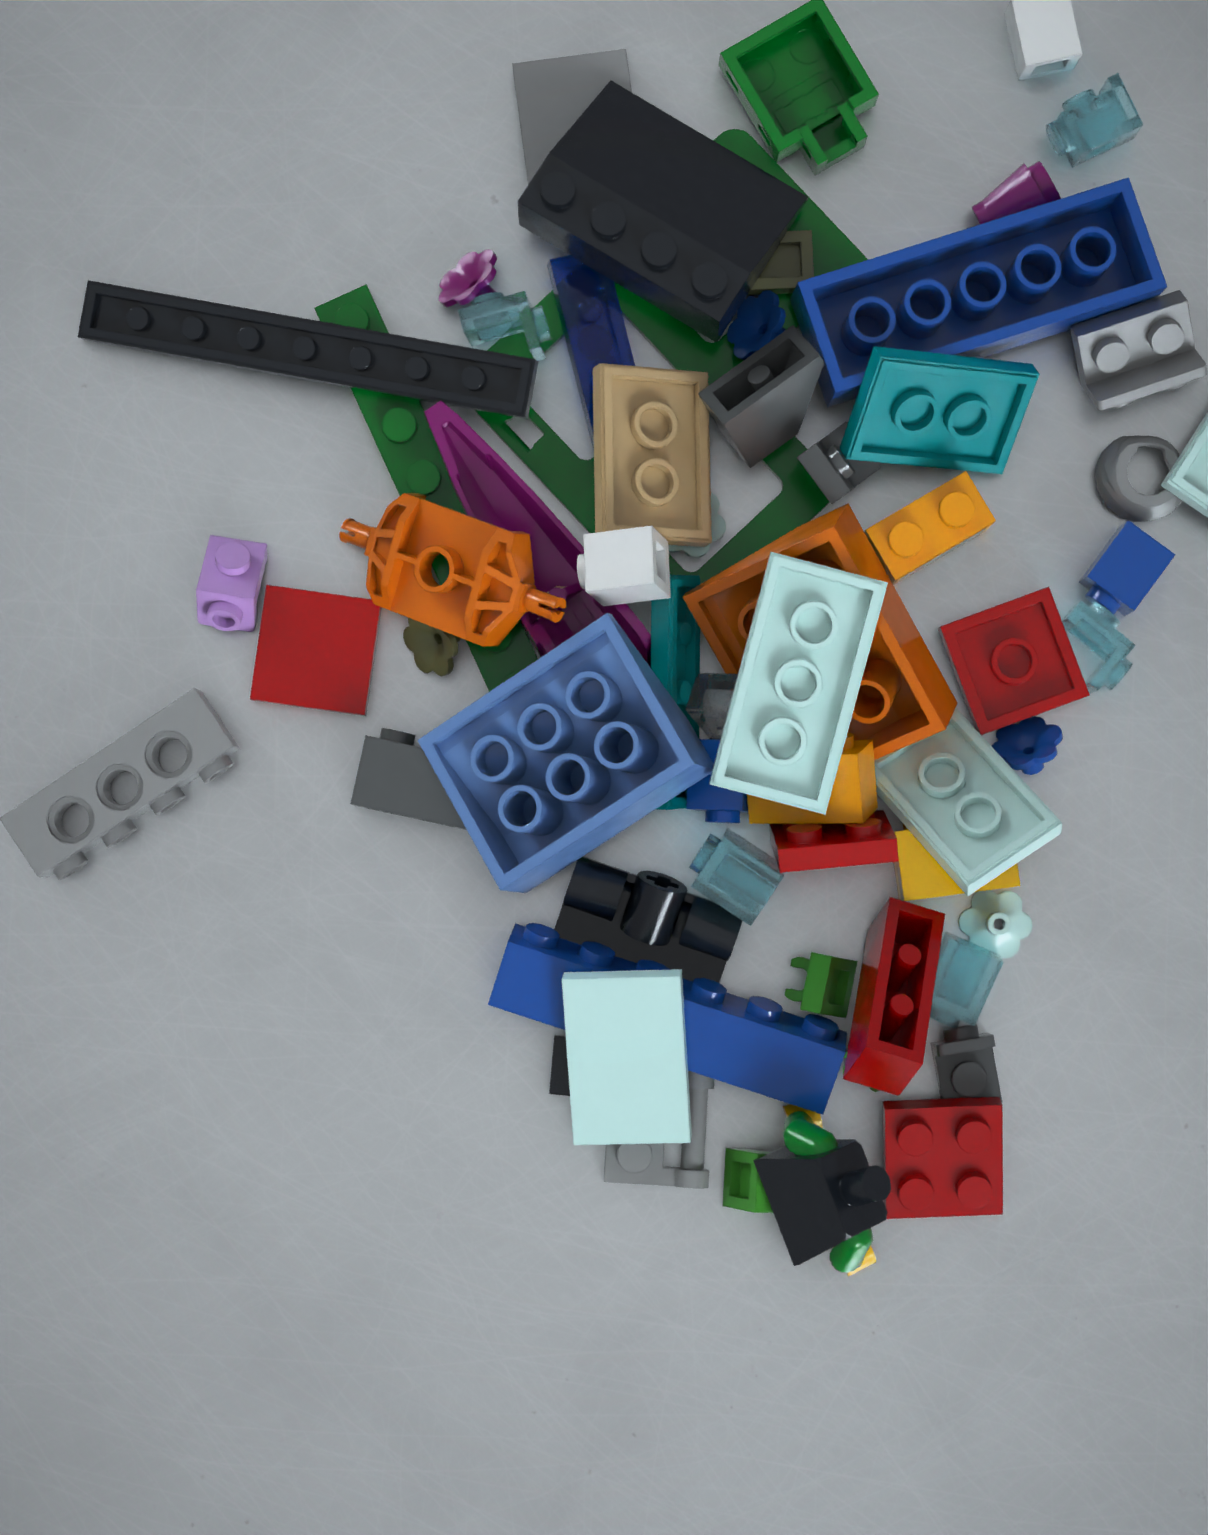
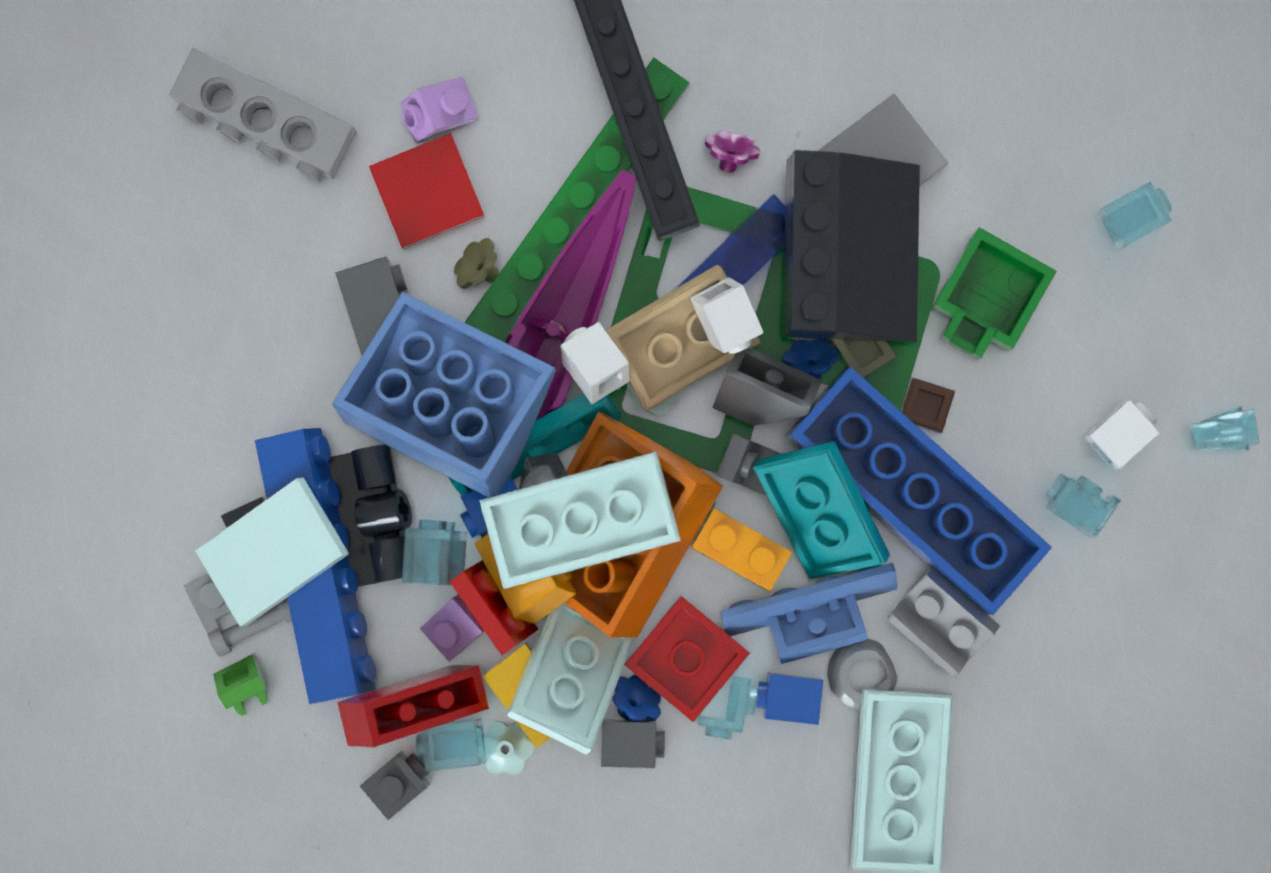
camera: 60 degrees right, 0 degrees up
(487, 578) = (541, 272): orange plate -> none
(498, 316) = (717, 182): clear light blue bracket -> none
(660, 387) = (727, 316): none -> white brick
(823, 1193) = (255, 733): black torso -> none
(826, 984) = (398, 658): bright green tile -> none
(827, 902) = (452, 628): none -> lavender bracket
(882, 228) = (927, 405): none -> reddish brown tile
(943, 1157) = (328, 801): red plate -> none
(1017, 193) = (1002, 481): magenta cone -> none
(1049, 491) = (814, 616): none -> medium blue bracket
(1075, 778) = (631, 743): none -> dark grey brick

